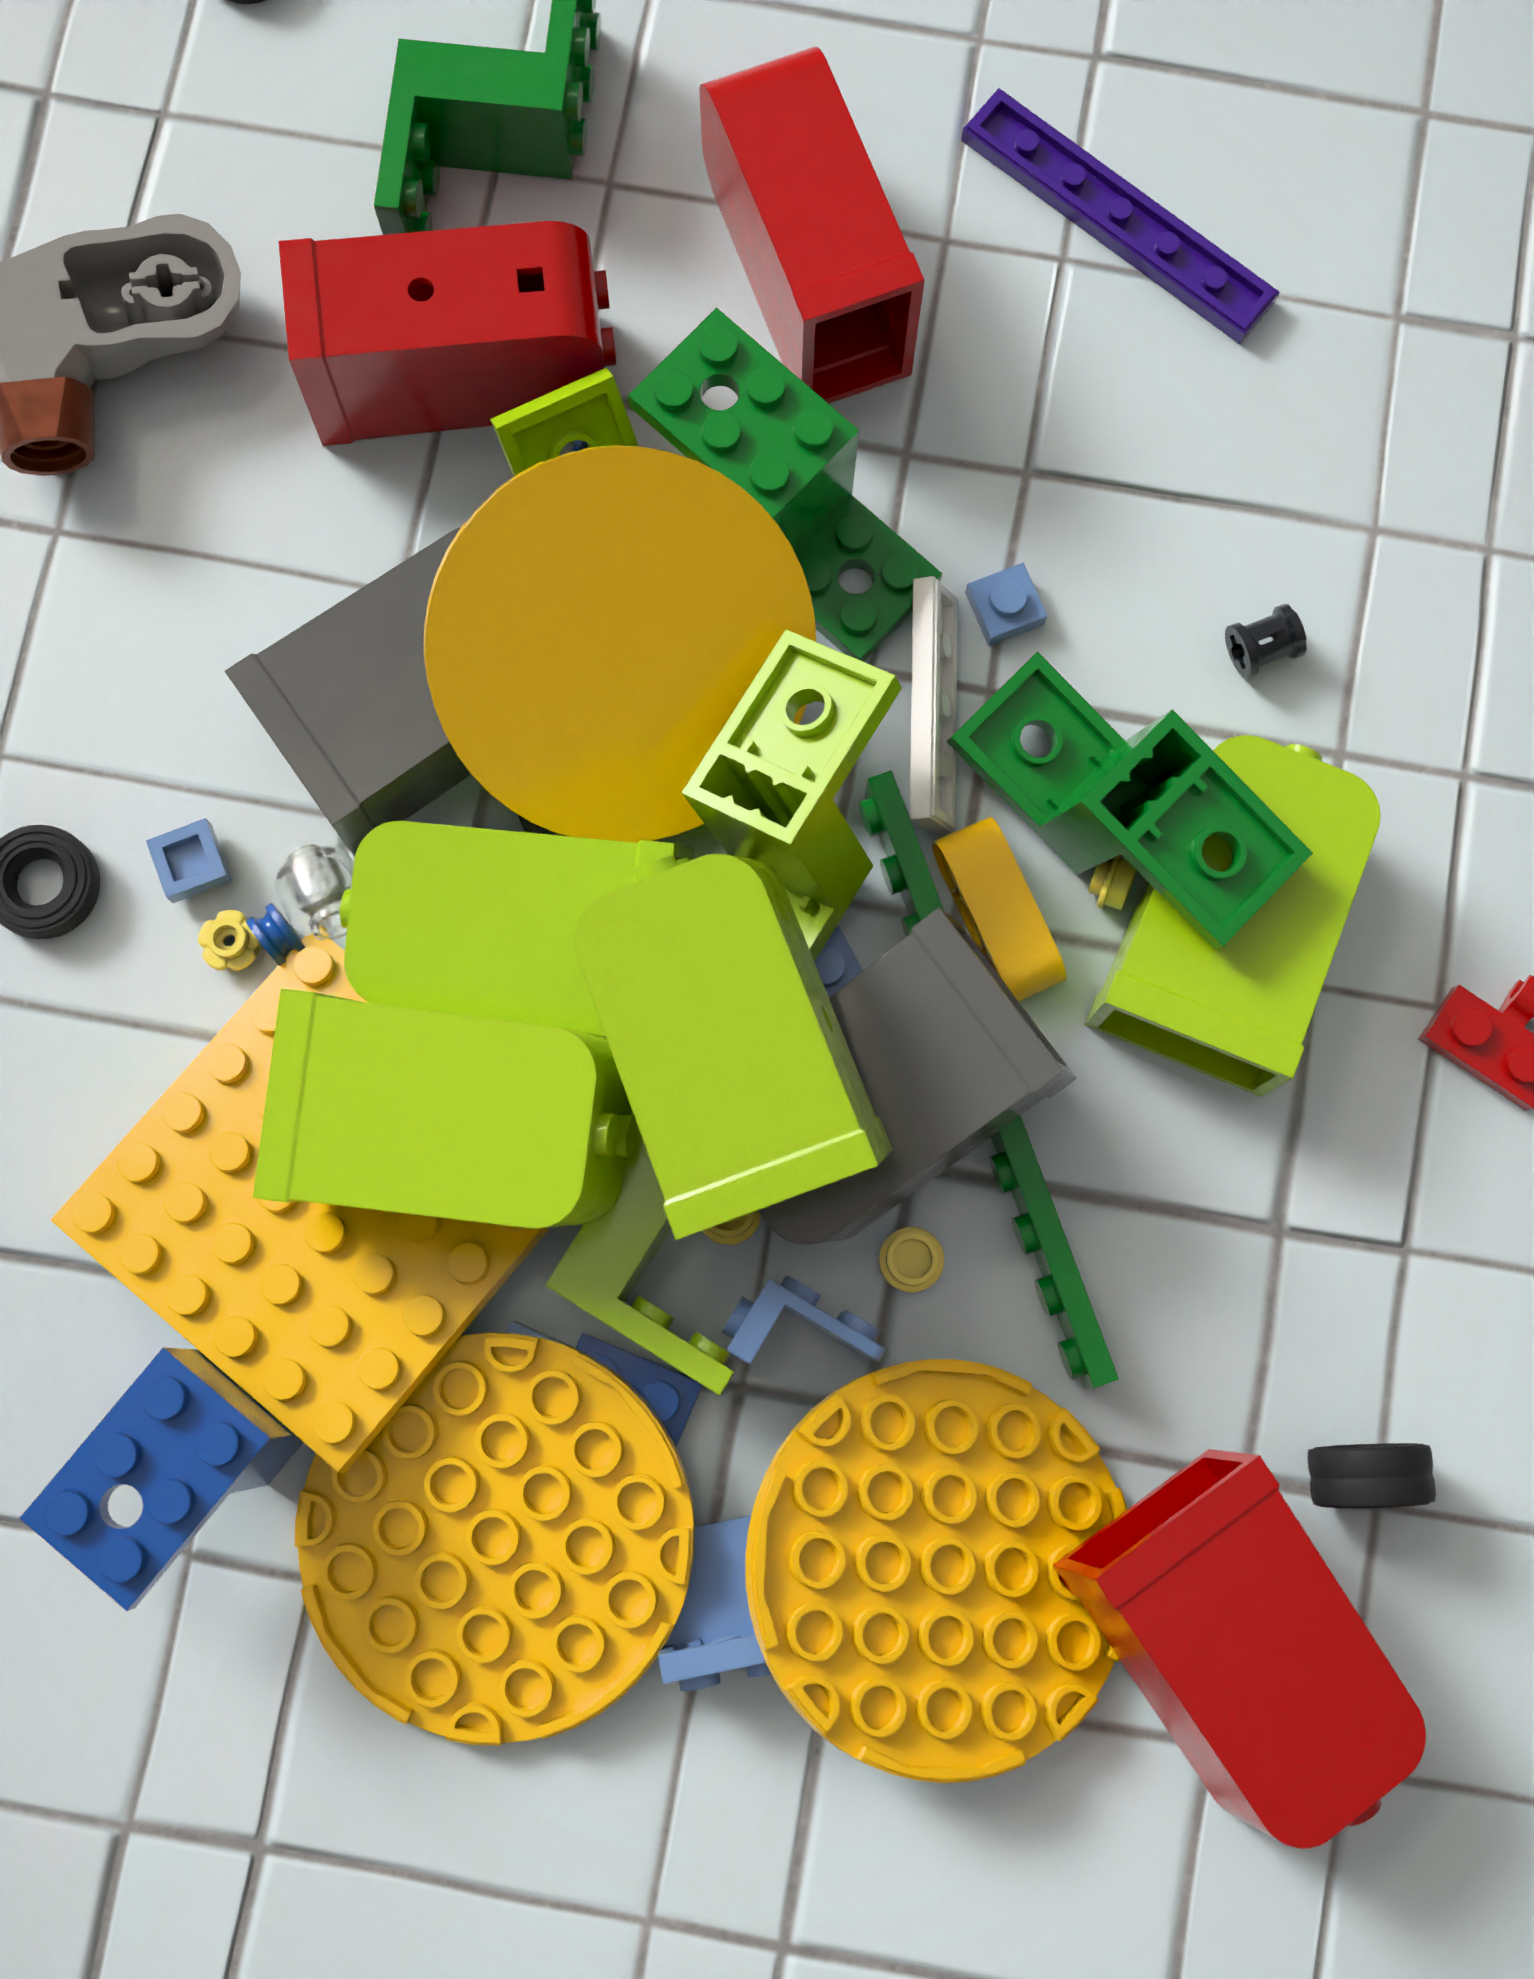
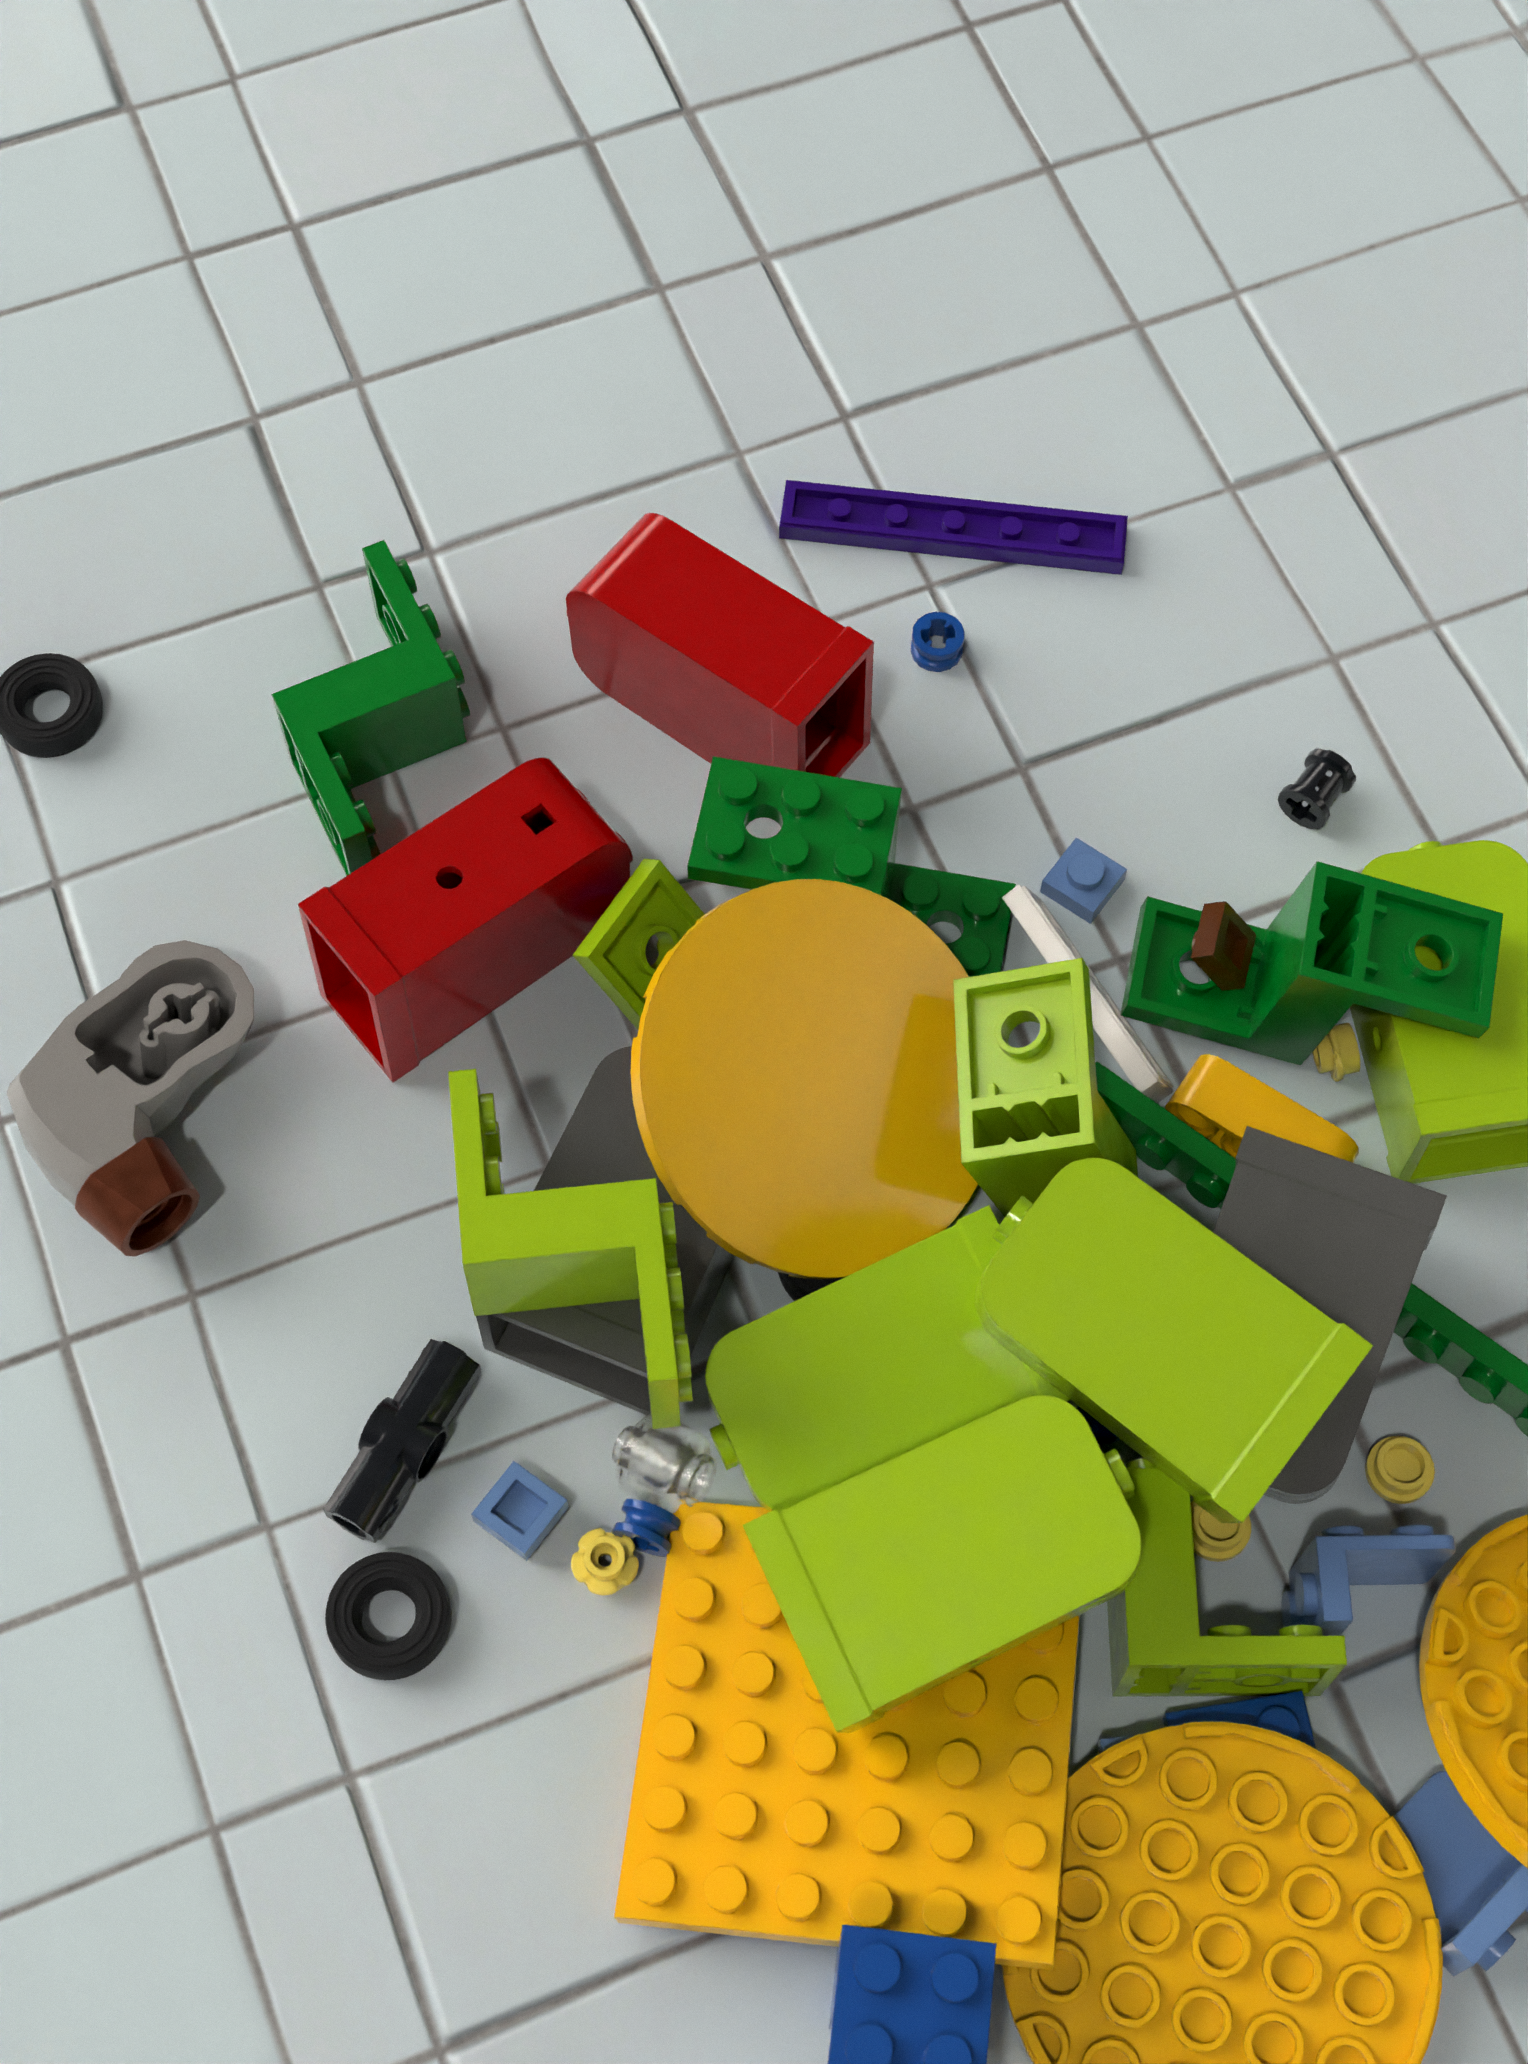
camera: 30 degrees left, 15 degrees down
(134, 749) = (402, 1440): none -> black piece
(302, 668) = (568, 1247): none -> lime bracket
(1019, 302) = (953, 637): none -> blue bush
(1065, 734) = (1223, 946): none -> reddish brown plate

